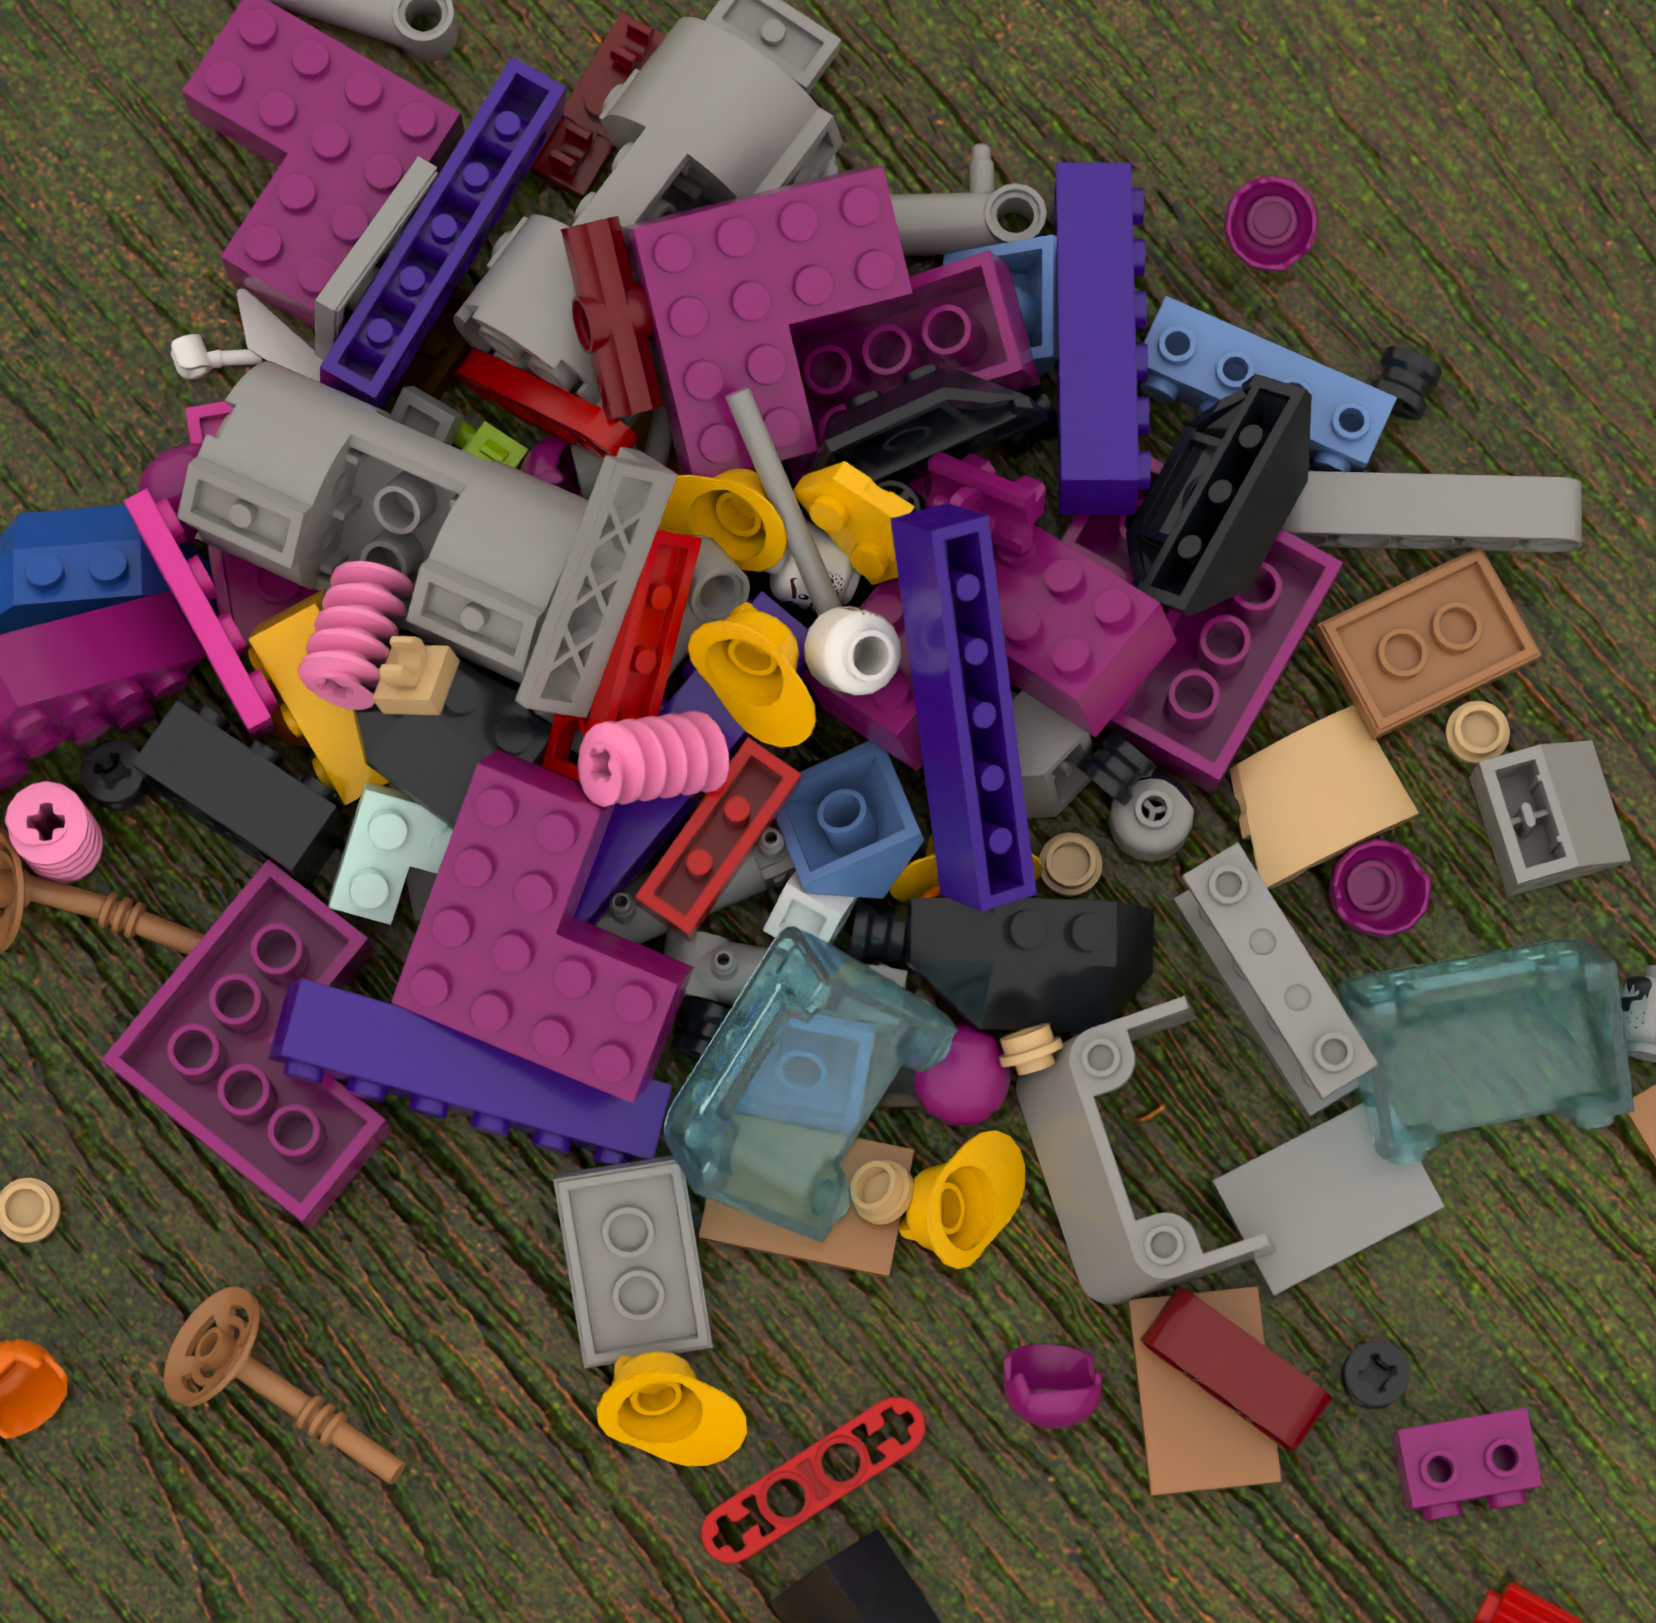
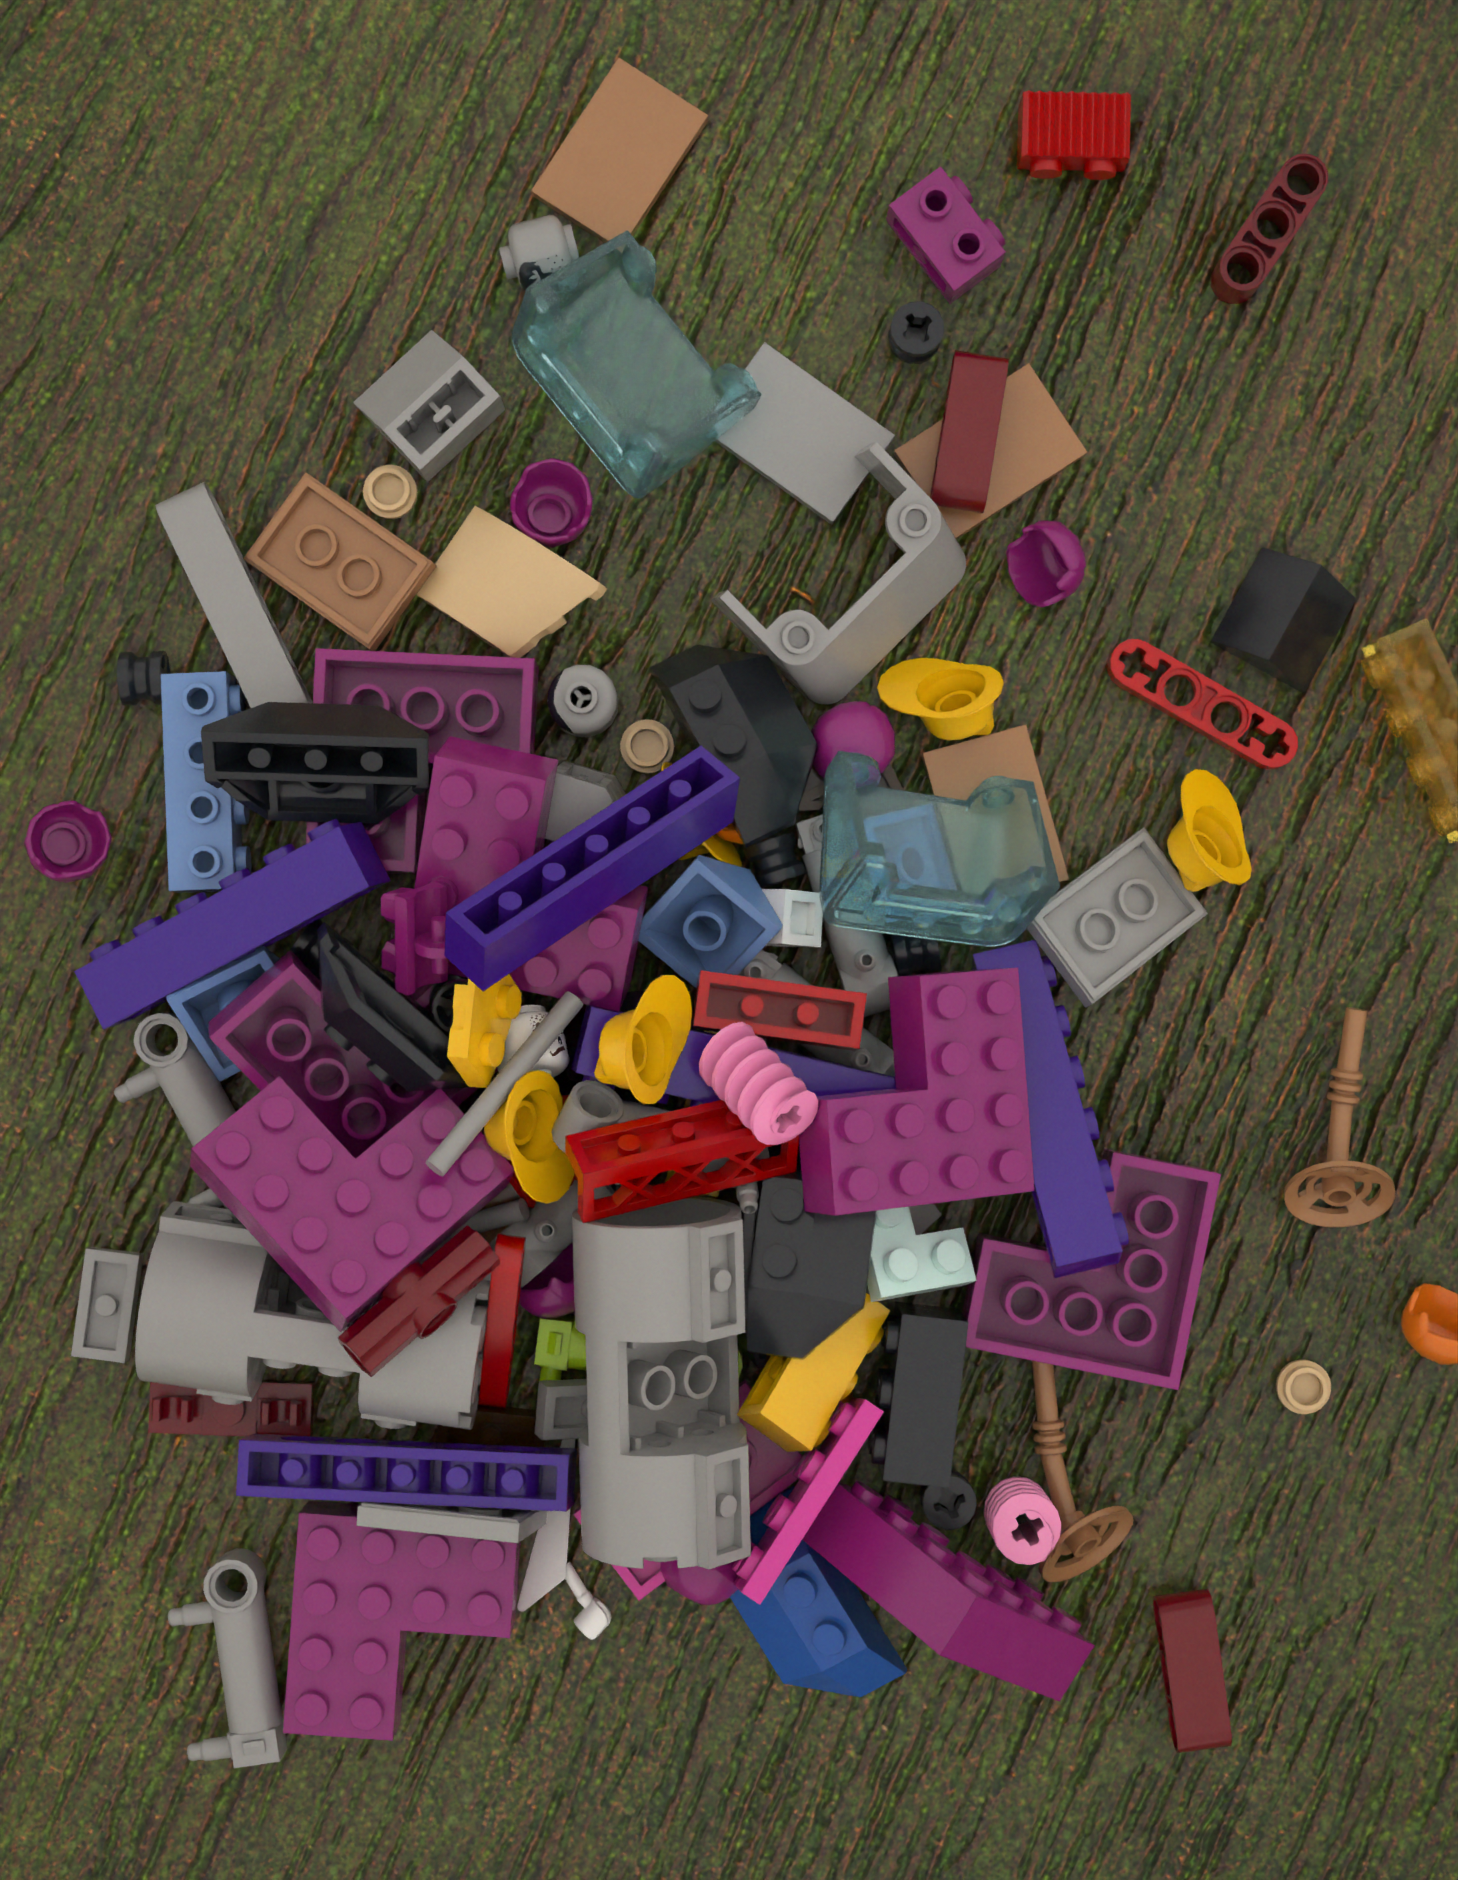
camera: 120 degrees left, 10 degrees up
(353, 633) = (771, 1371): bright pink piece -> none
(415, 677) = (786, 1301): tan tile -> none
(597, 584) = (646, 1196): light grey fence -> none
(852, 650) = (592, 975): white head -> none
(881, 1191) = (970, 757): tan plate -> none
(1030, 1049) = (814, 697): tan plate -> none
(1116, 766) = (565, 739): black wheel -> none
(1273, 981) = (667, 541): light grey fence -> none

